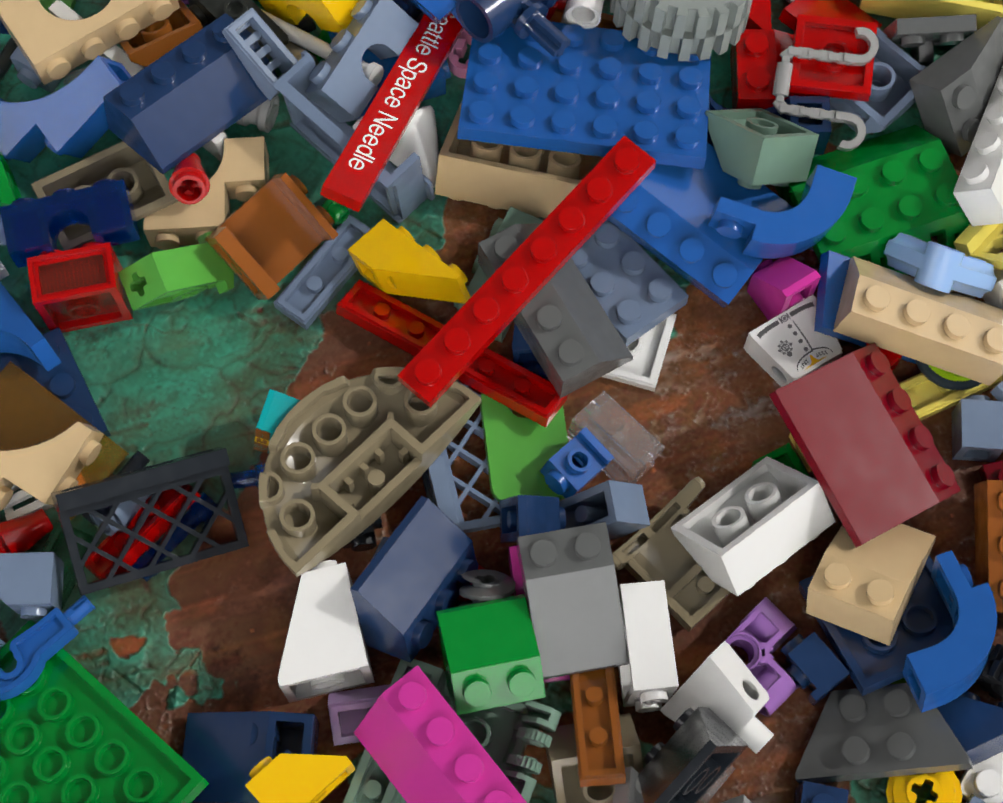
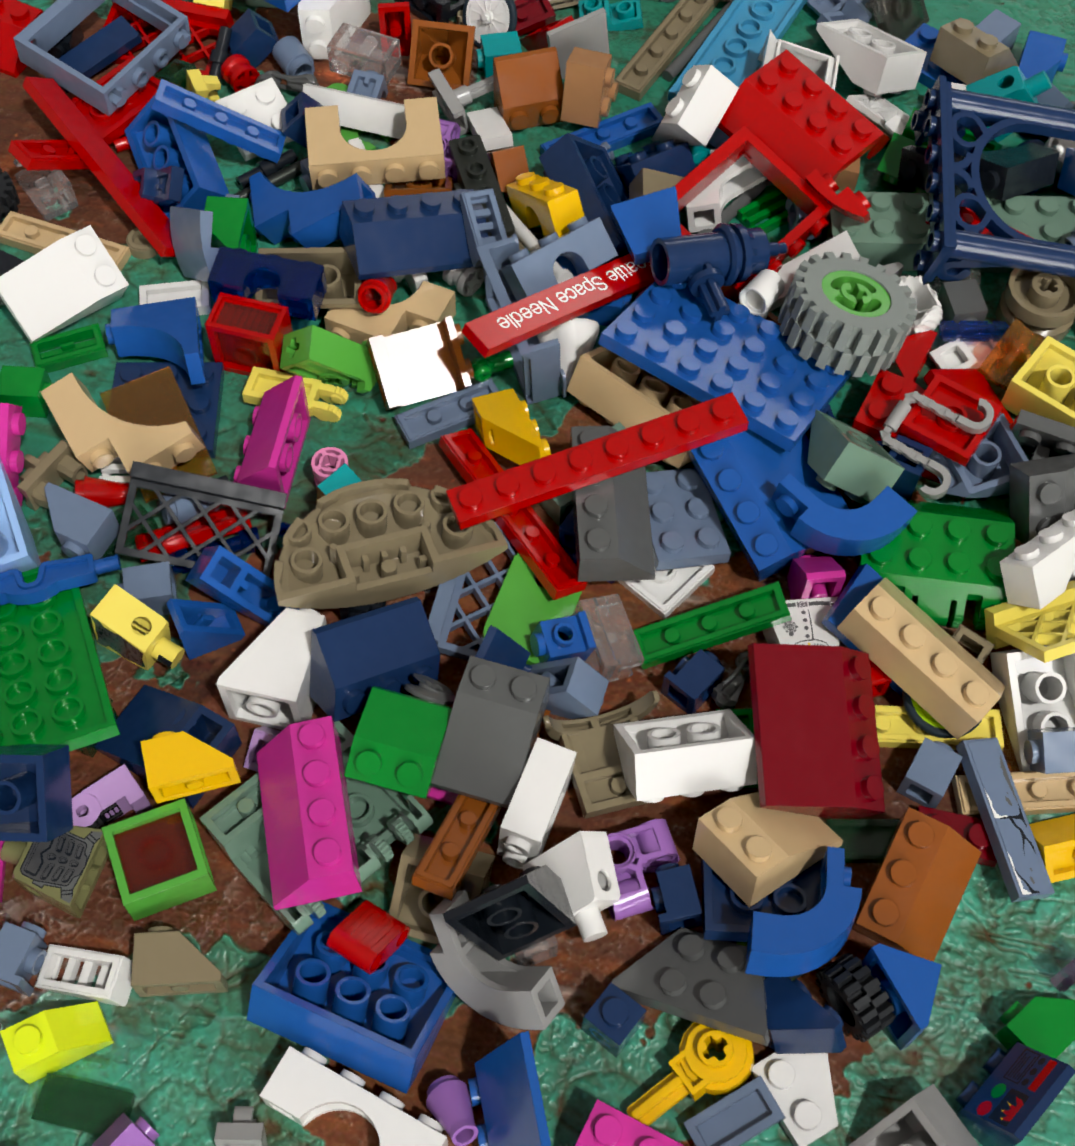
camera: 25 degrees right, 10 degrees down
(133, 614) = (151, 585): none -> sand blue brick
(133, 660) = (134, 631): none -> light yellow torso
(154, 327) = (265, 379): none -> light yellow hinge
(168, 392) = (276, 438): none -> dark pink slope
(214, 622) = (204, 625): none -> blue slope
(229, 567) = (236, 584): none -> blue slope
(250, 402) = (327, 462): none -> bright pink wheel
(710, 378) = (712, 625): none -> green tile
(719, 443) = (693, 681): none -> dark blue brick
(756, 438) = (728, 691): none -> dark grey piece
(940, 266) = (961, 620): light blue piece -> none
(949, 521) = (864, 838): none -> clear green tile

